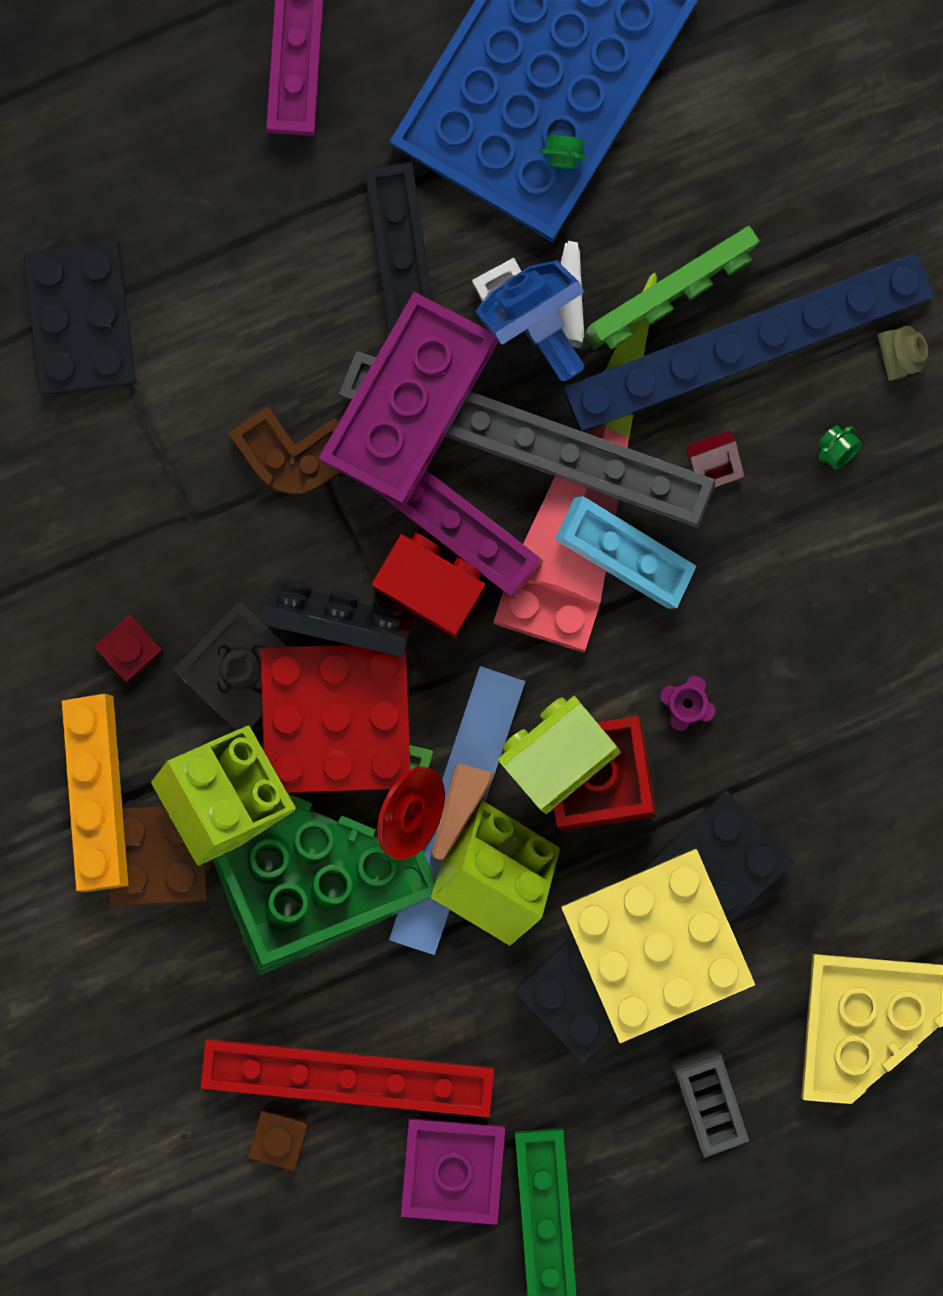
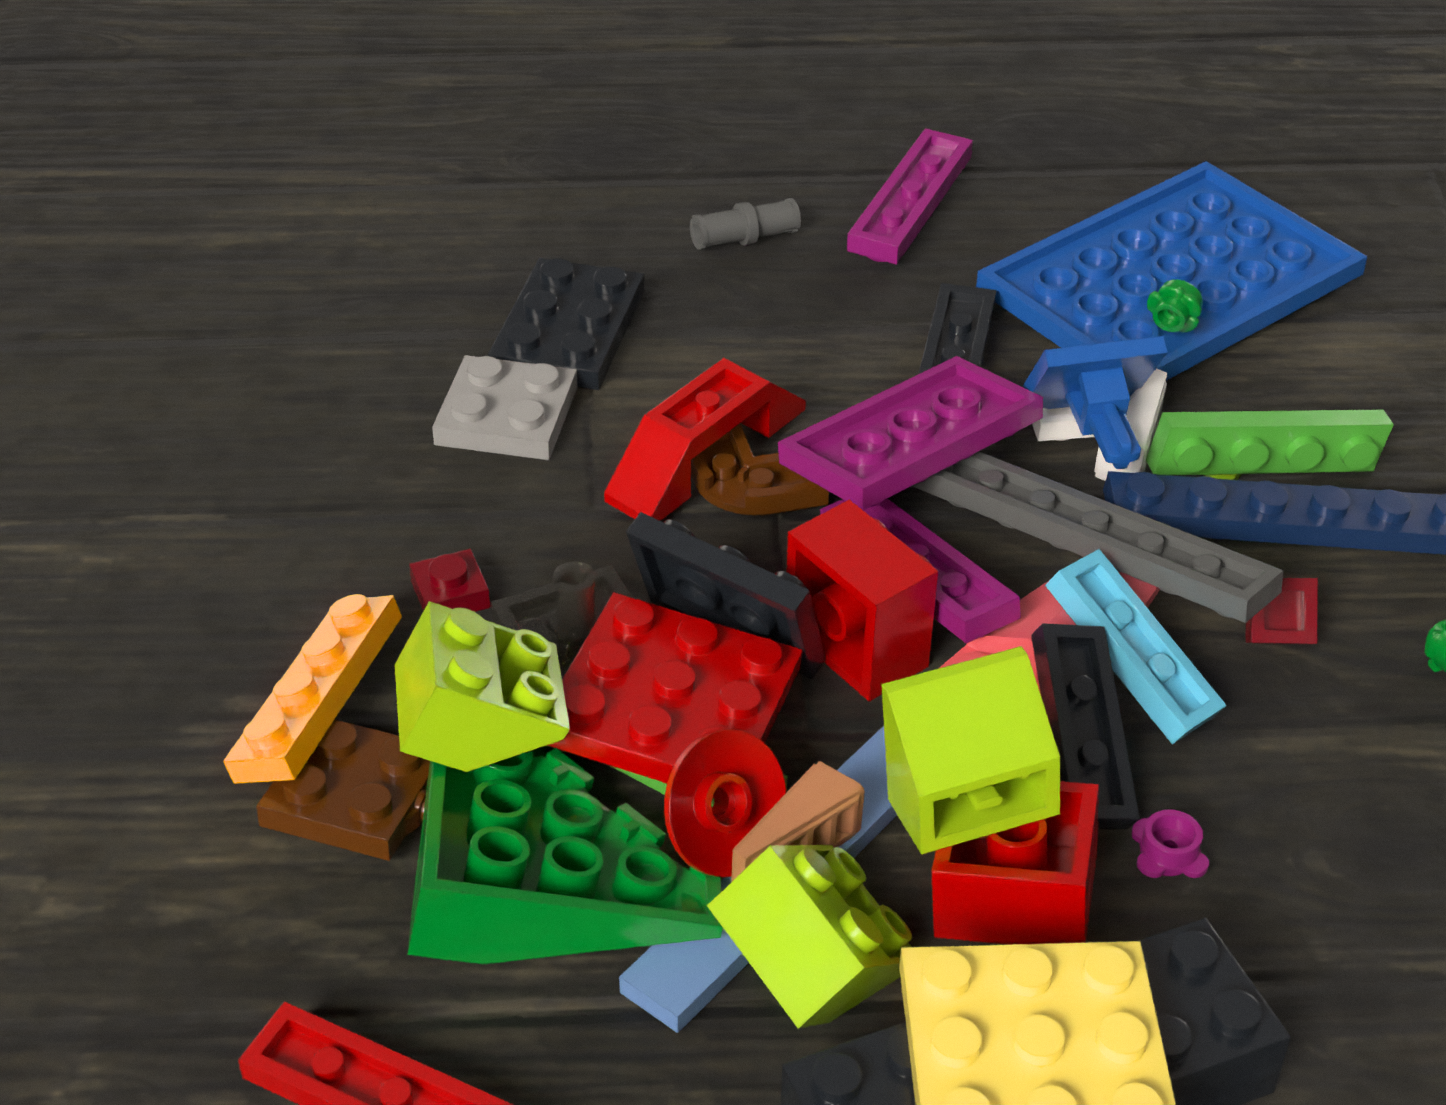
camera: 20 degrees right, 45 degrees down
(79, 441) = (505, 407): none -> light grey plate
(172, 136) = (745, 223): none -> dark grey pin
(250, 434) = (657, 462): none -> red slope
(610, 639) = (1086, 716): none -> black plate

